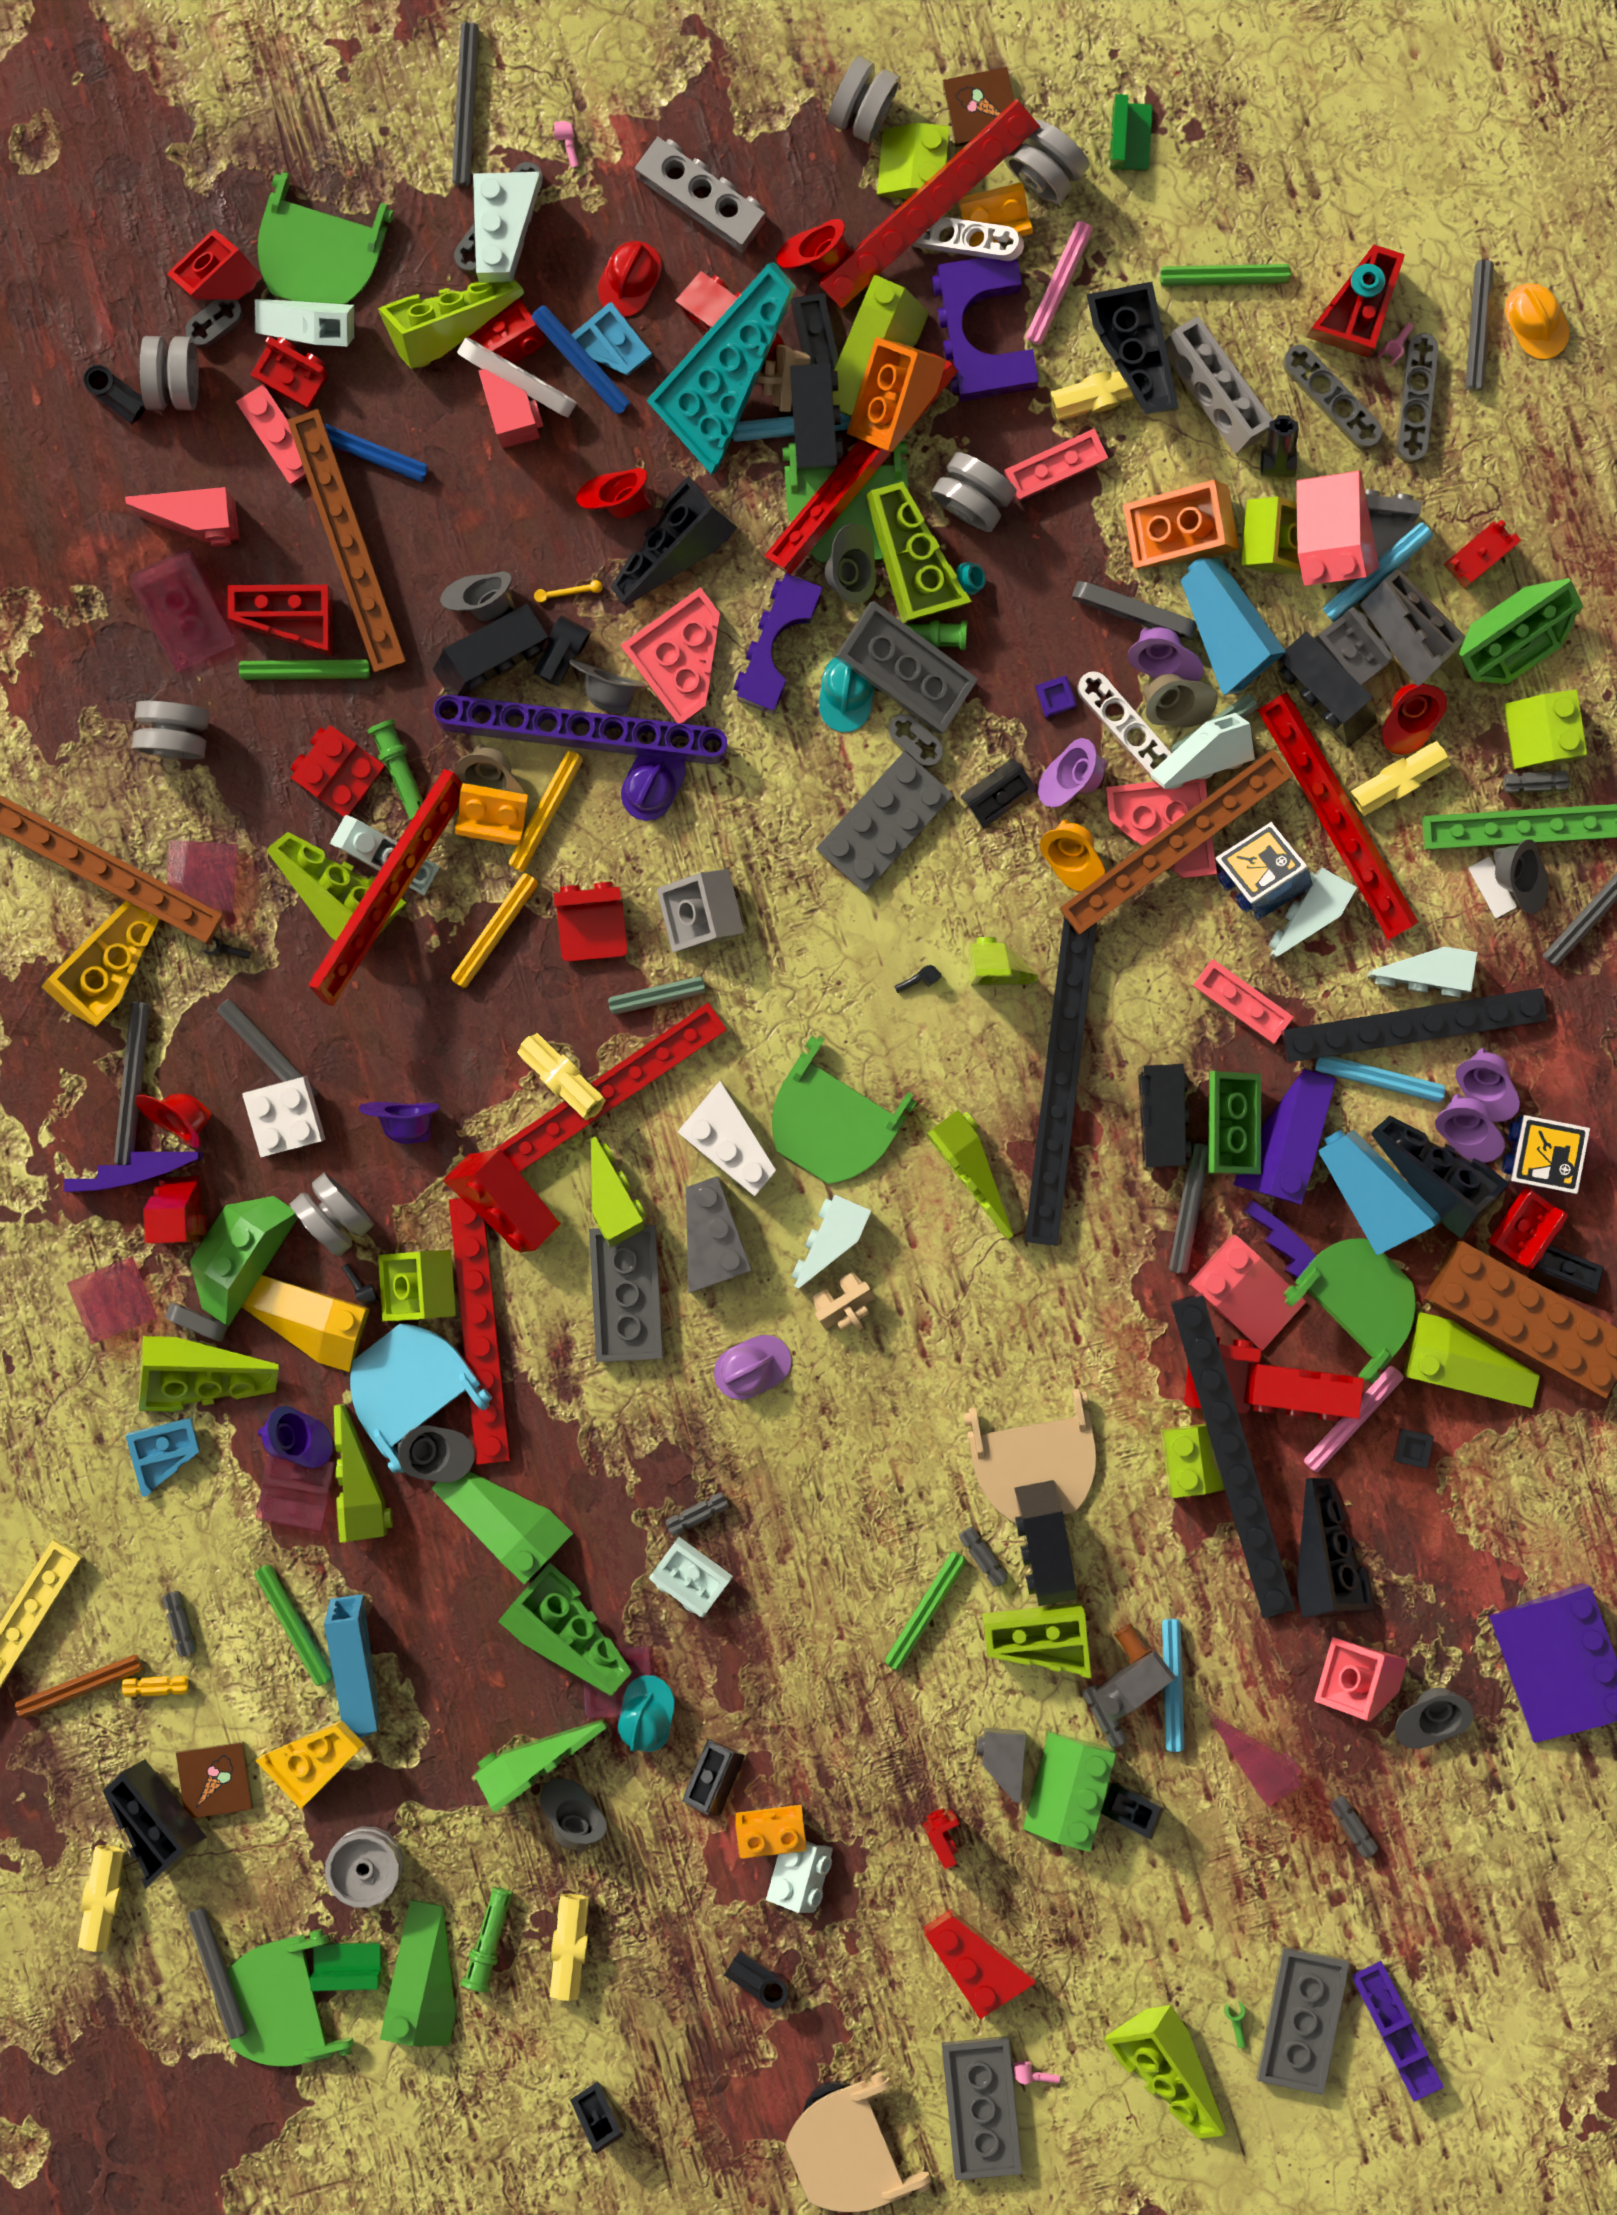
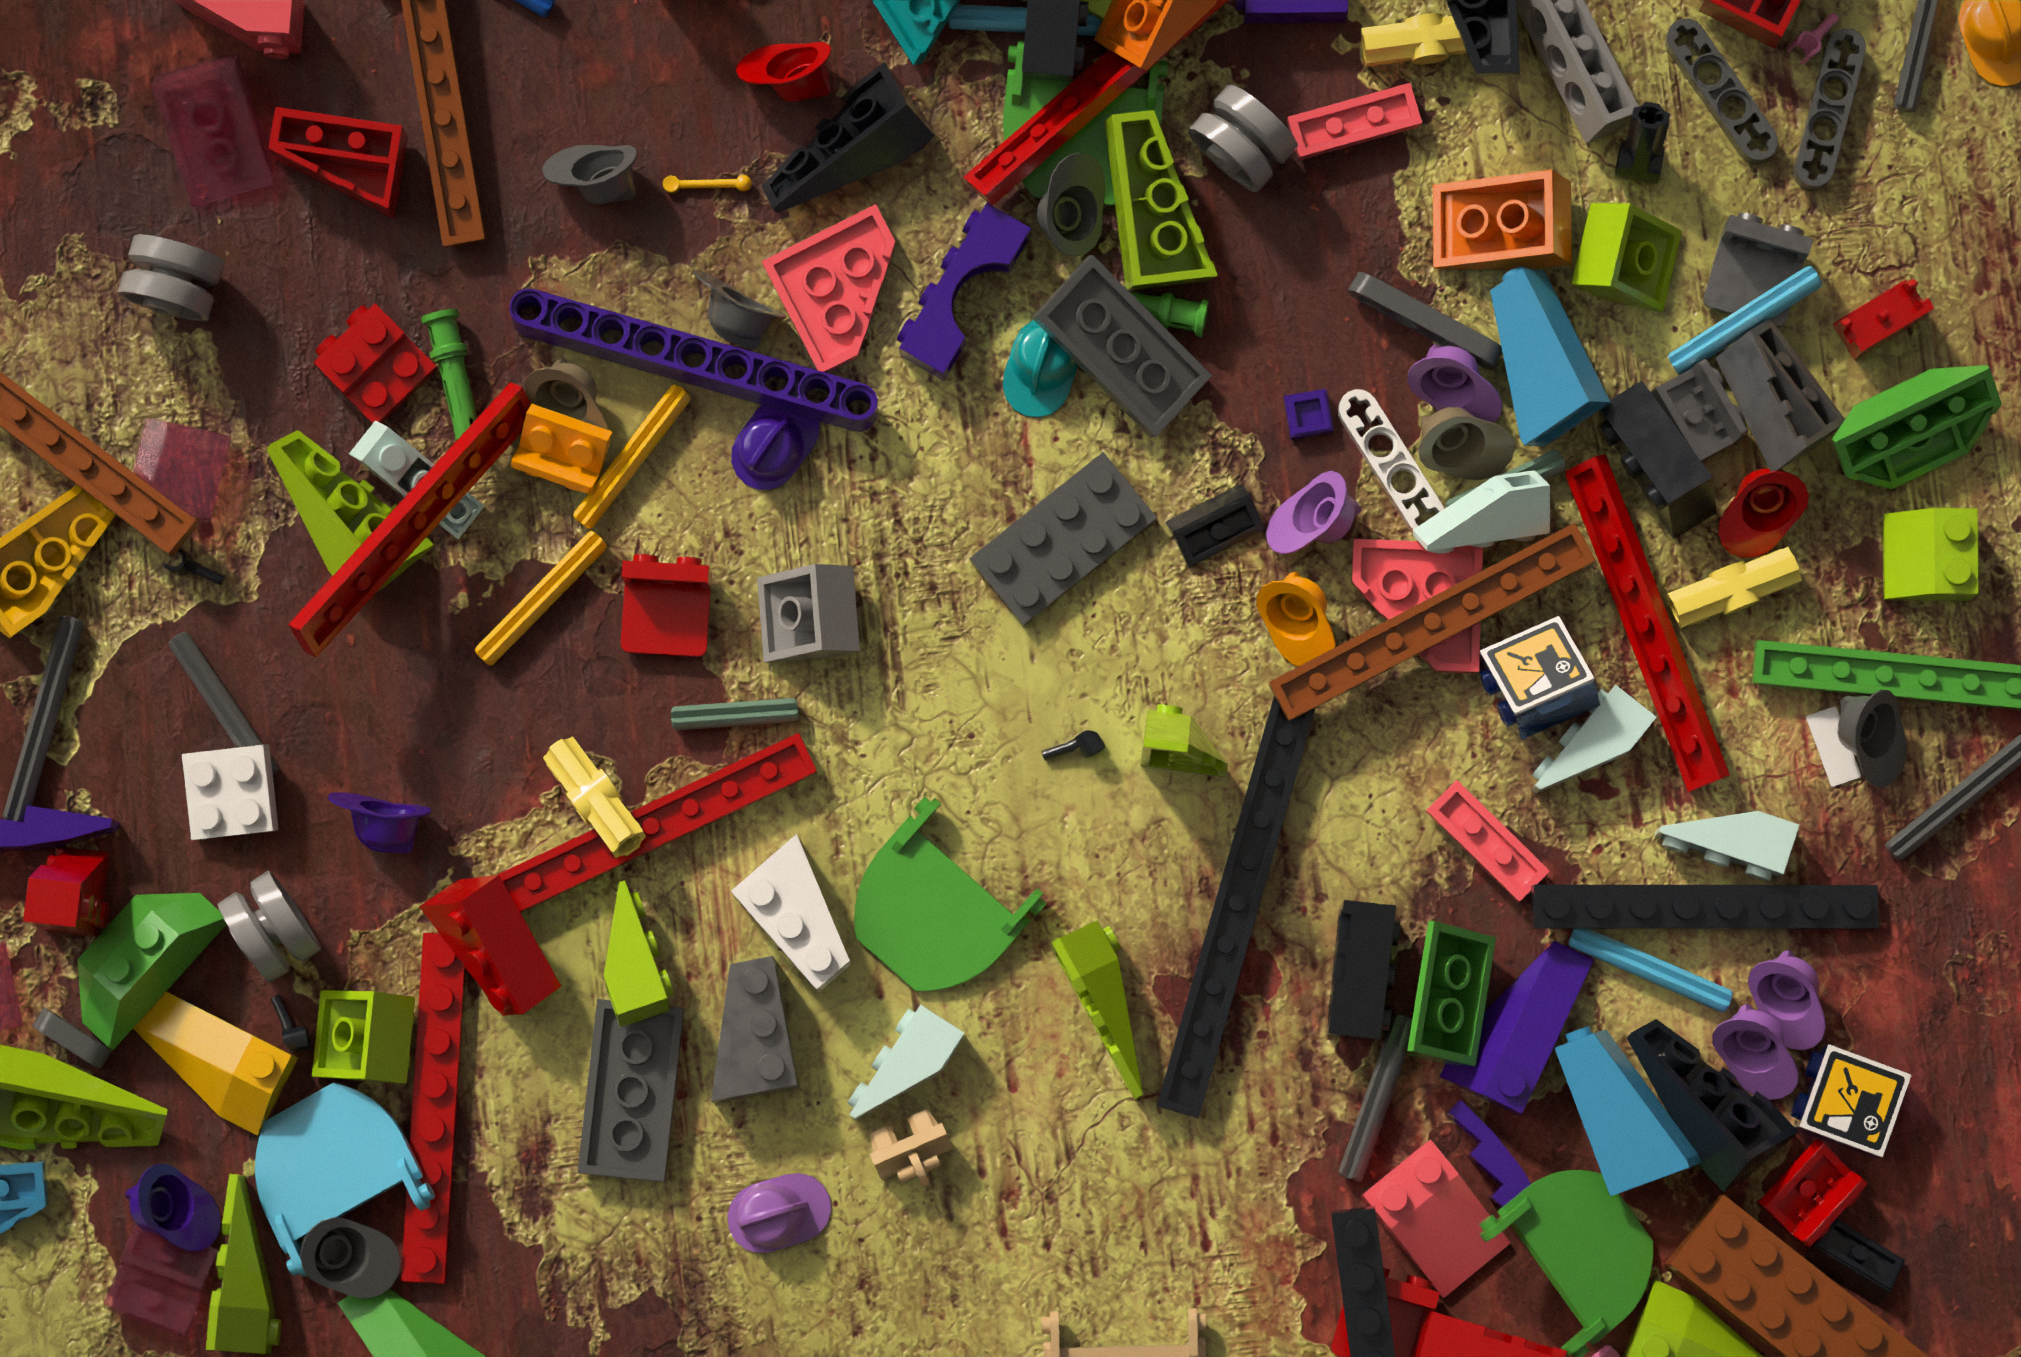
camera: 10 degrees right, 5 degrees down
(177, 1114) = (94, 768): red piece -> none
(304, 669) = (355, 229): bright green axle -> none
(490, 652) = (594, 243): black wedge -> none
(565, 643) = (692, 247): black piece -> none
(921, 734) = (1127, 435): dark grey beam -> none
(970, 577) = (1223, 246): teal plate -> none
(1334, 529) = (1696, 256): slope -> none
(1536, 782) = (1909, 620): dark grey axle -> none

